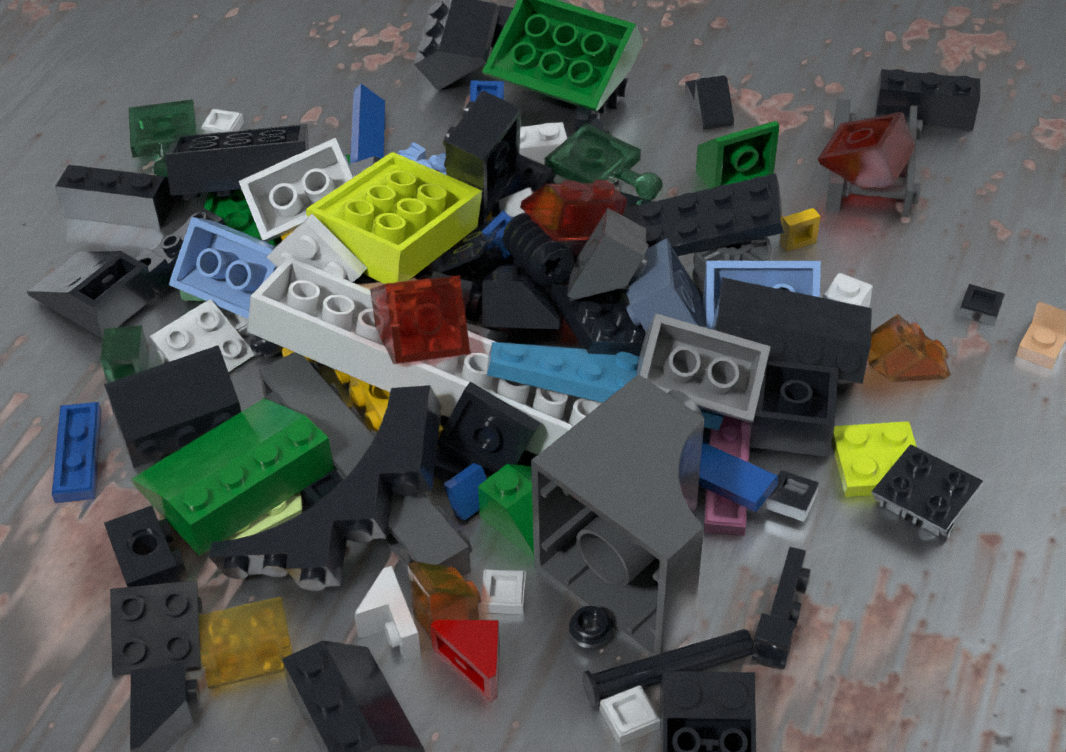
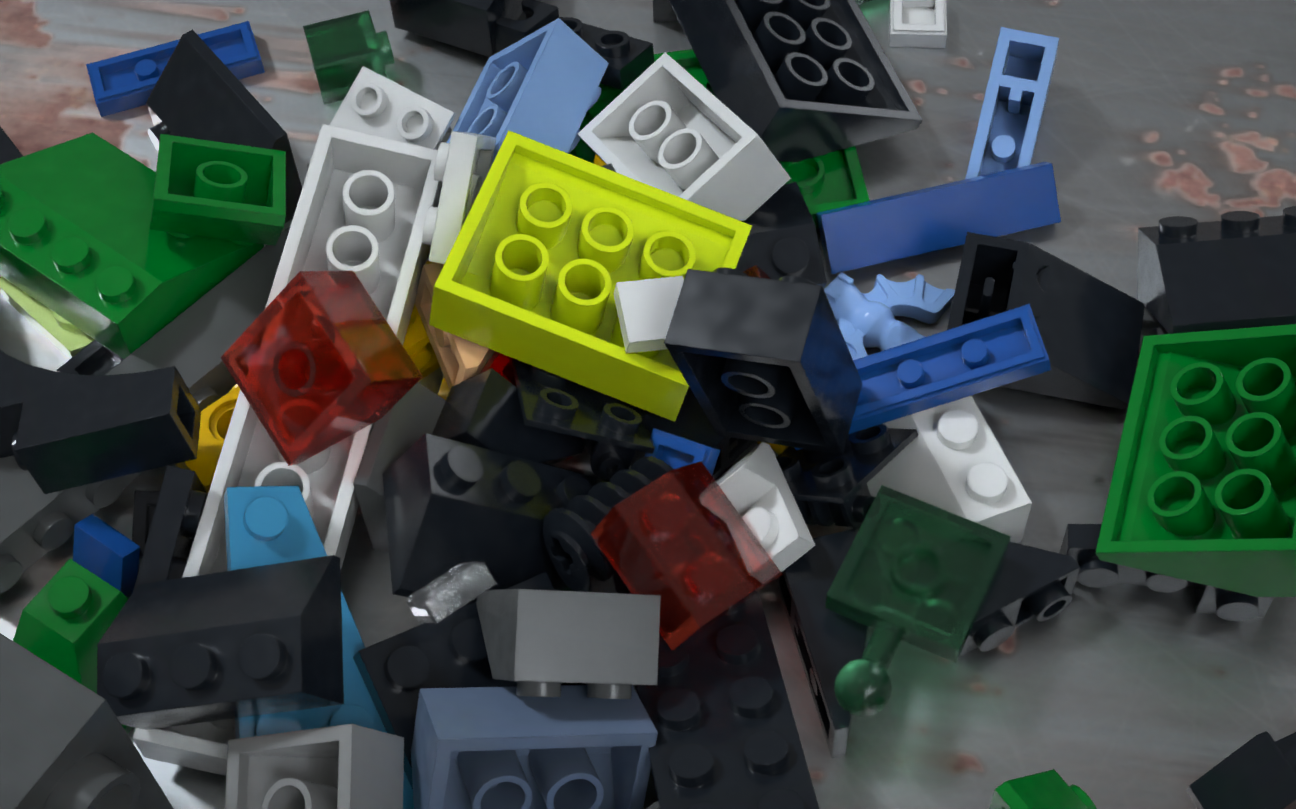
camera: 80 degrees right, 10 degrees up
(249, 380) = (219, 191): none -> green slope
(310, 95) = (1013, 102): none -> light blue slope
(431, 114) = (1083, 322): none -> black slope
(442, 185) = (646, 311): none -> white tile
(569, 300) = (450, 591): none -> clear tile
(585, 362) = (226, 645): none -> black slope

